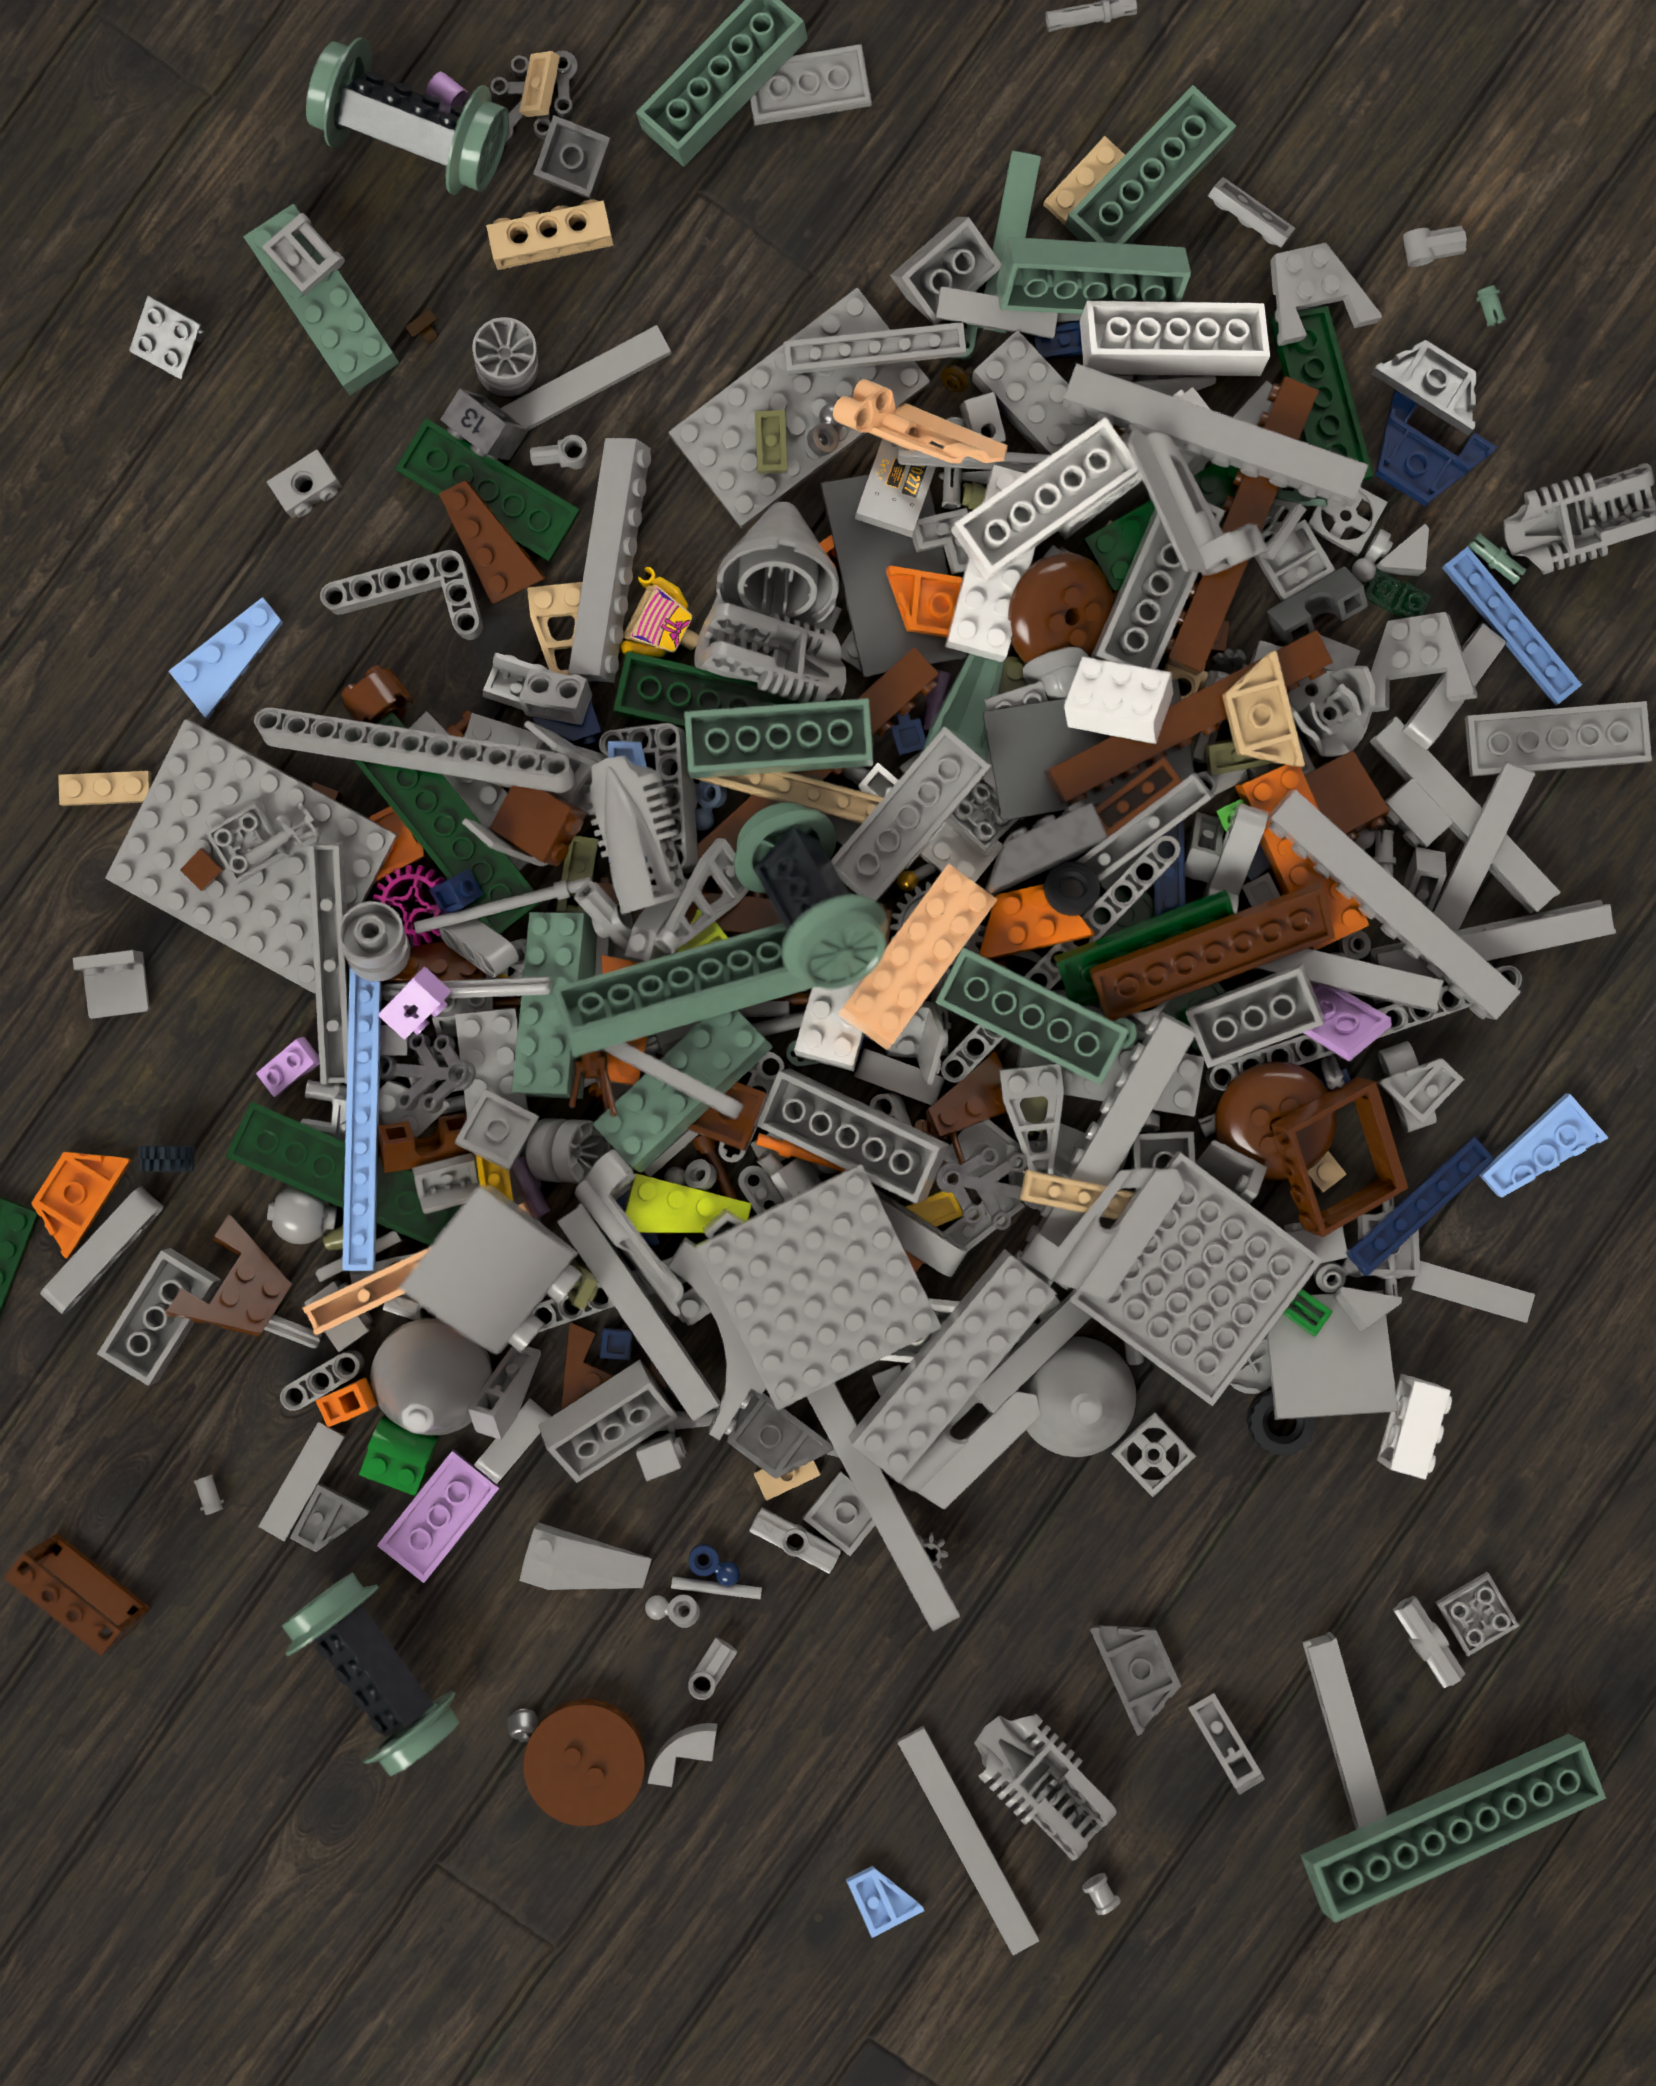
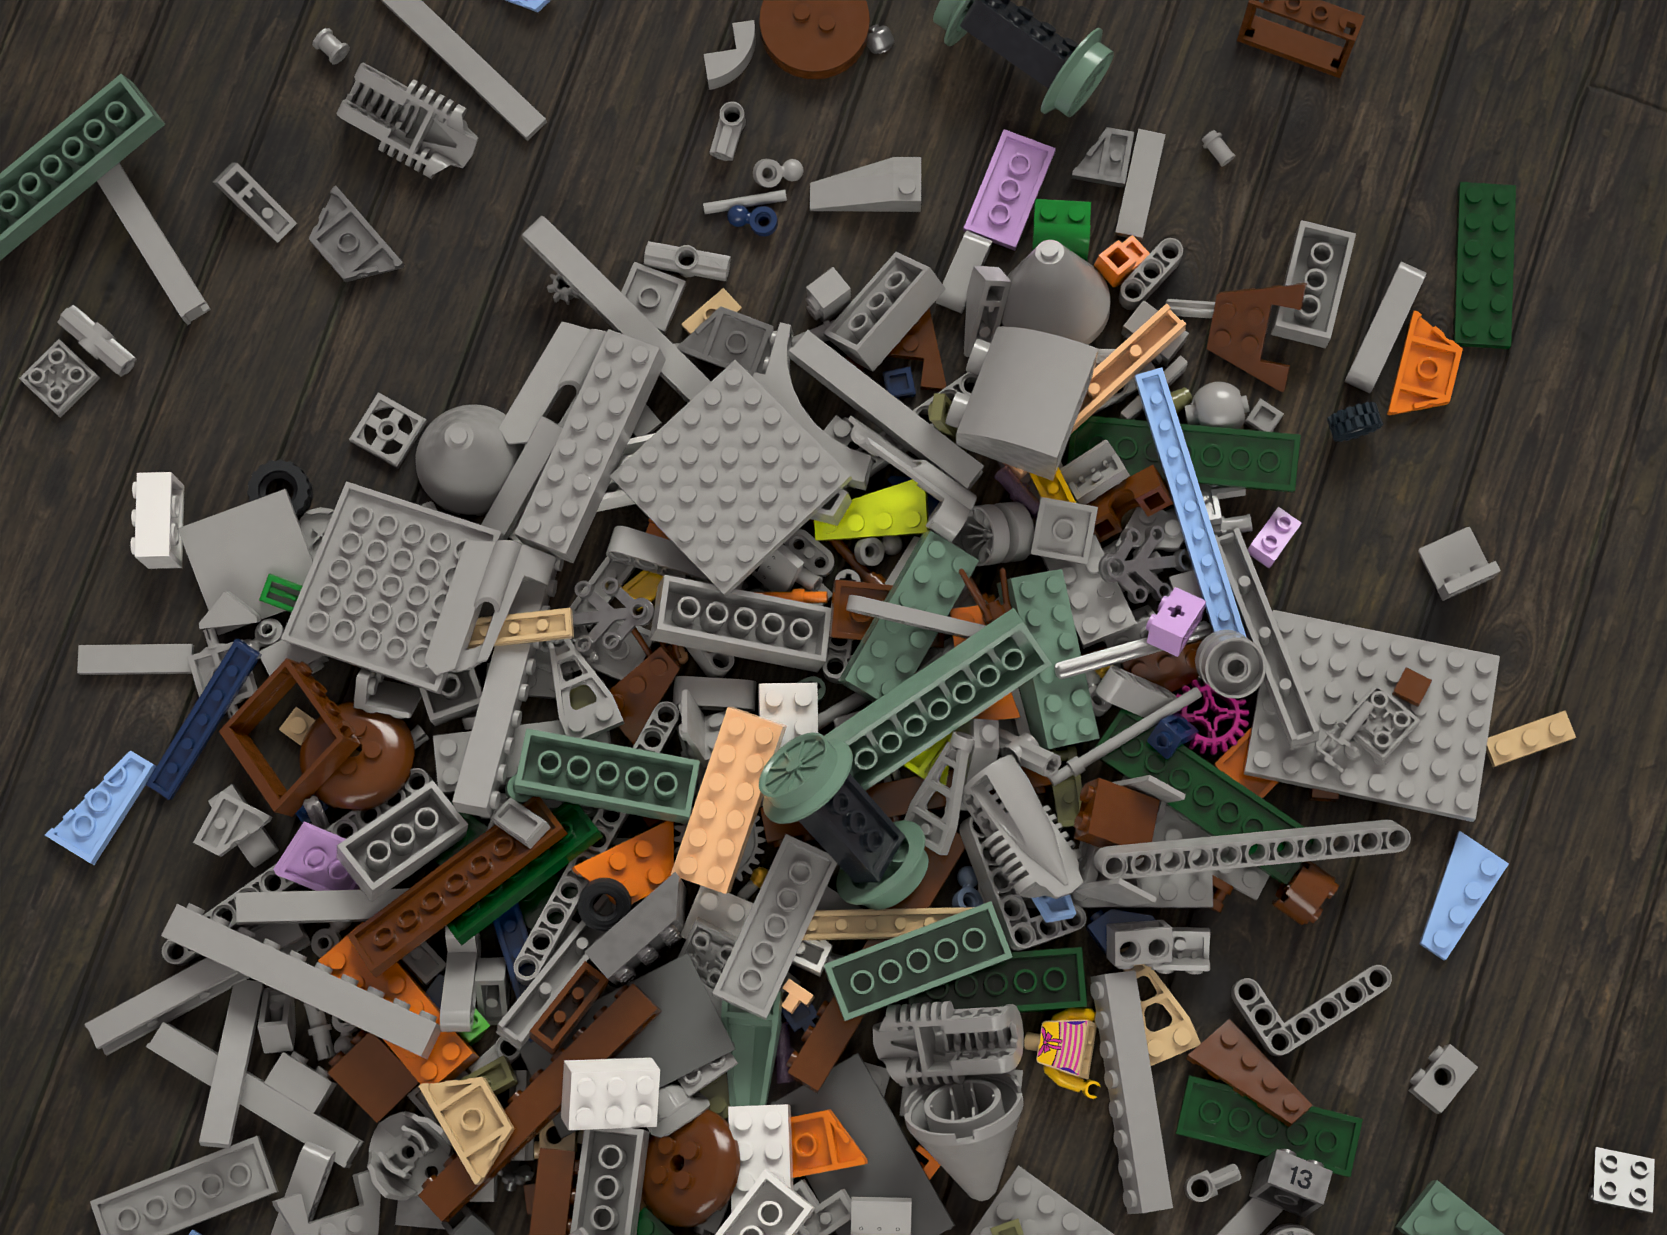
camera: 170 degrees right, 10 degrees down
(257, 1193) = (1263, 417): none -> light grey tile
(907, 749) = (796, 996): none -> light nougat tile
(1132, 994) = (520, 823): none -> light grey tile

